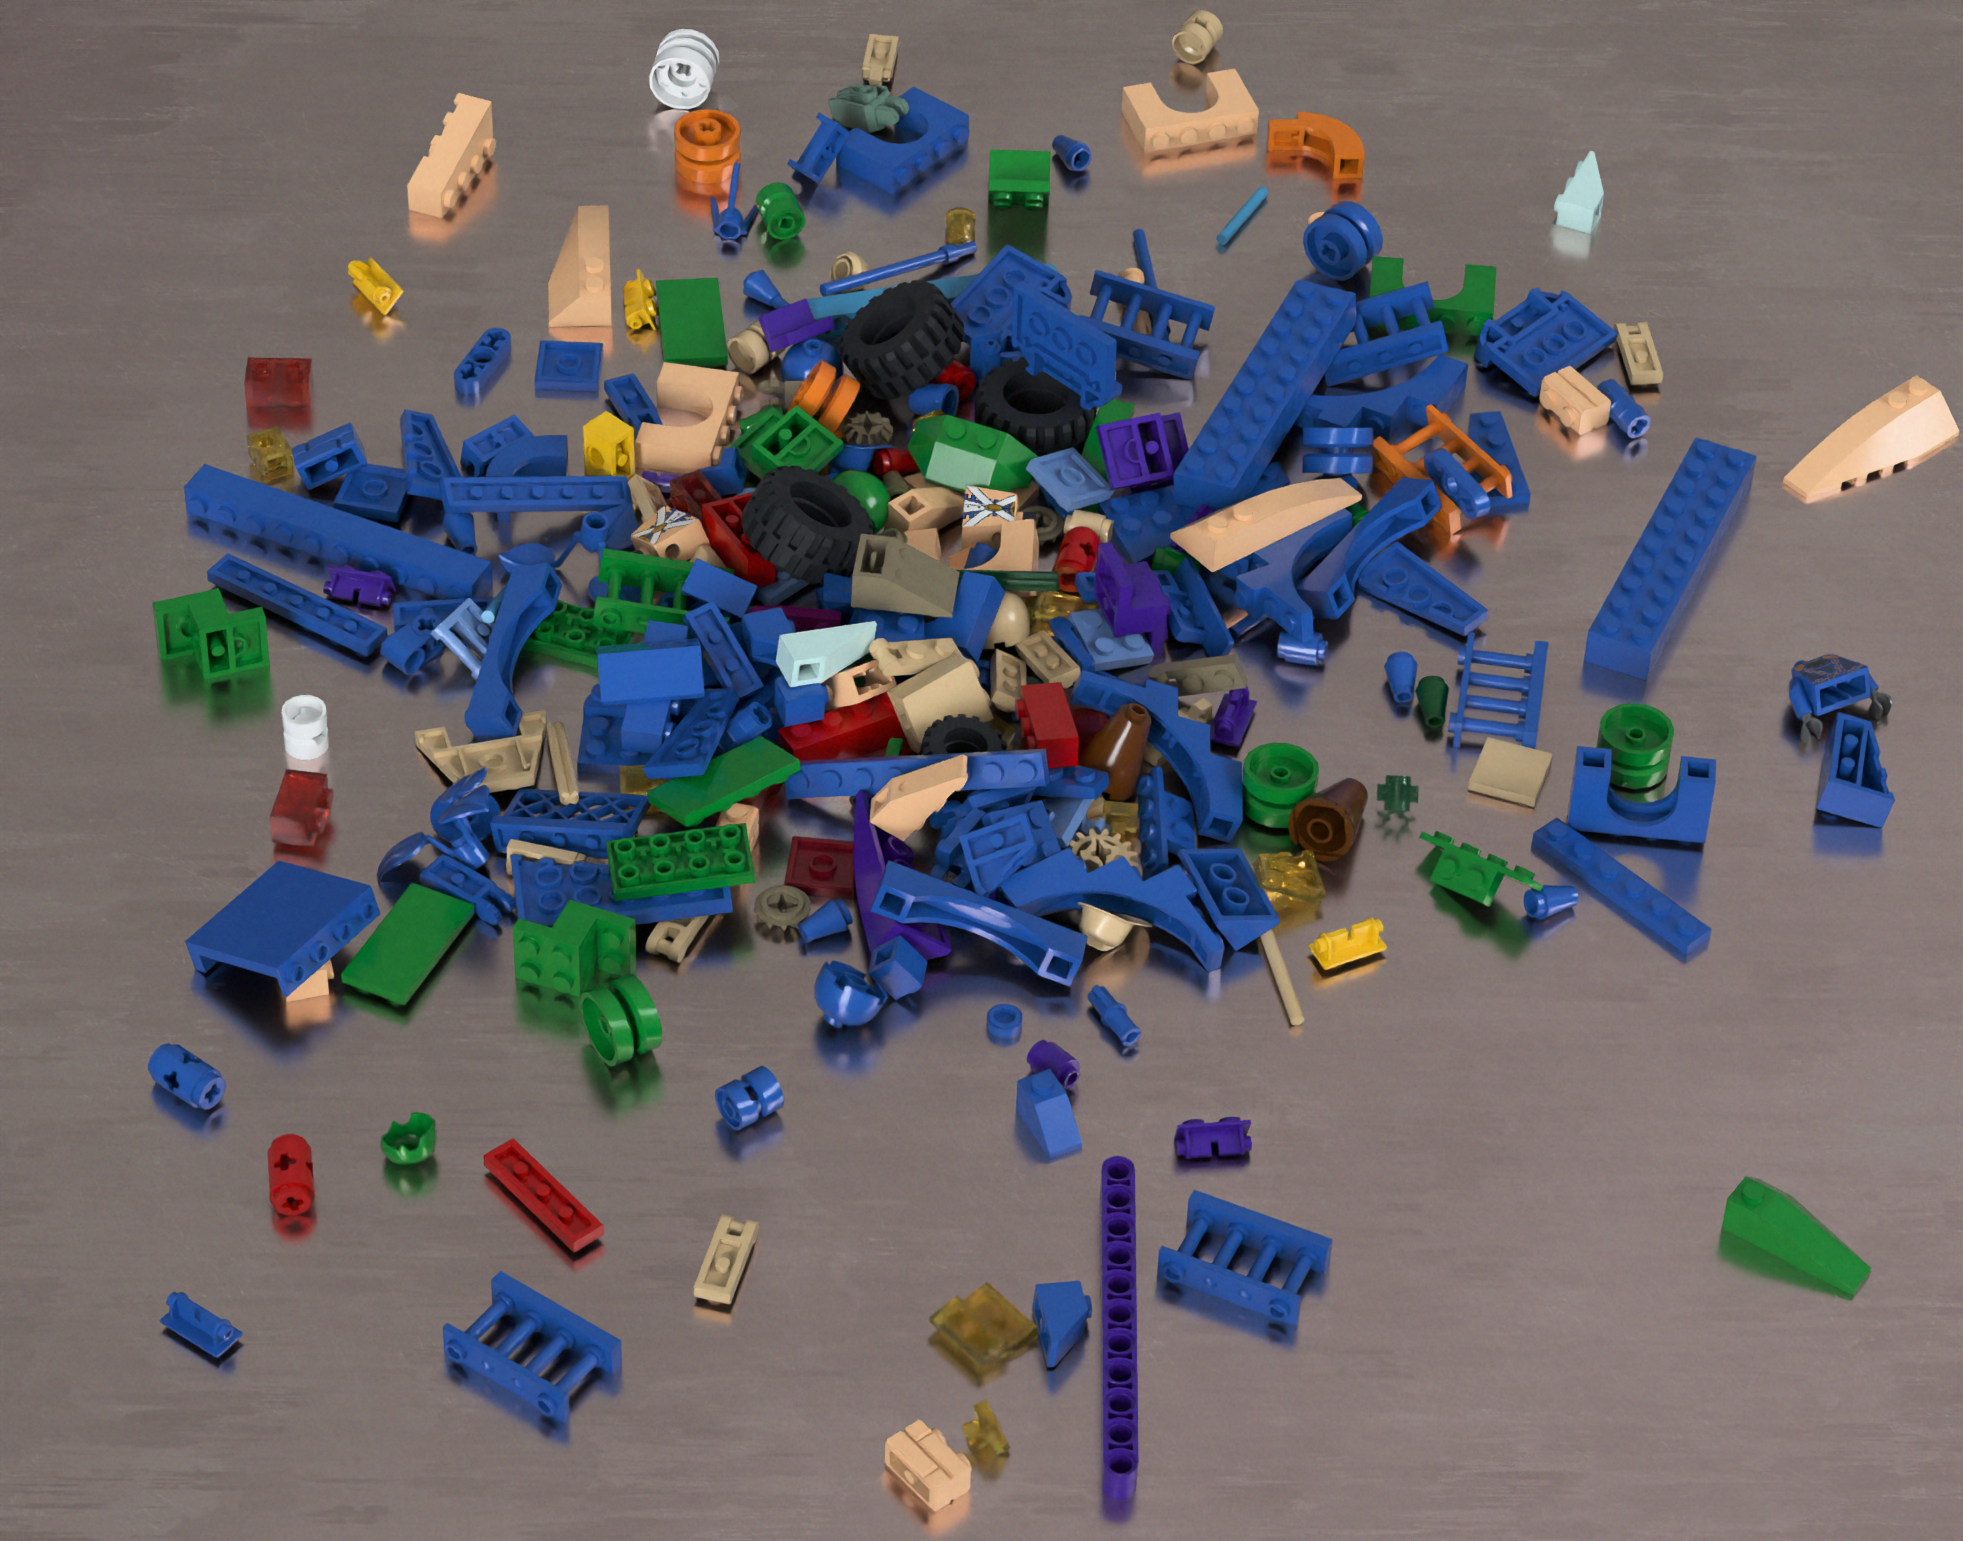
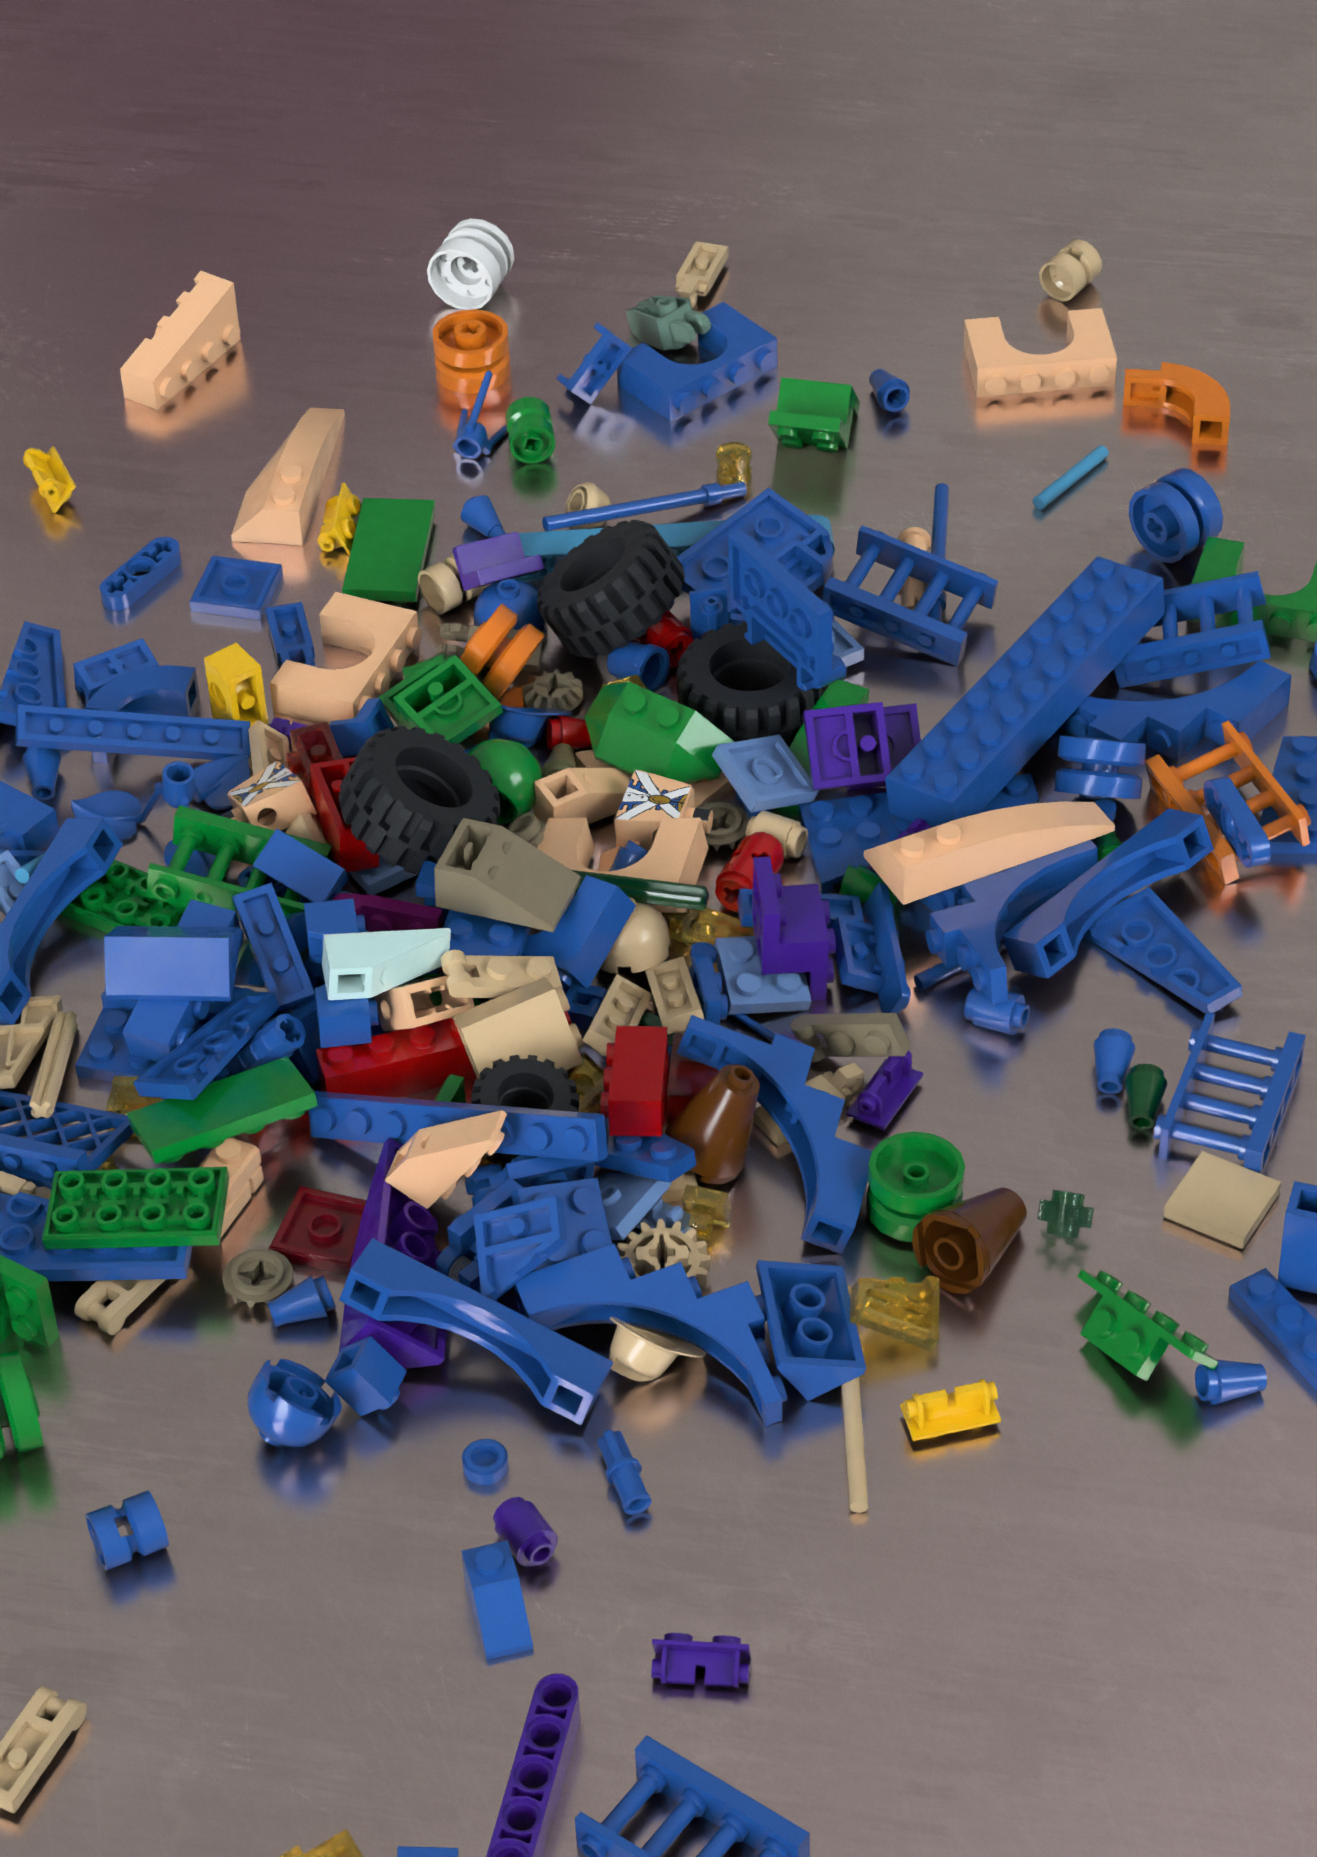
camera: 15 degrees right, 0 degrees up
(1164, 823) = (763, 1221): blue bracket -> none

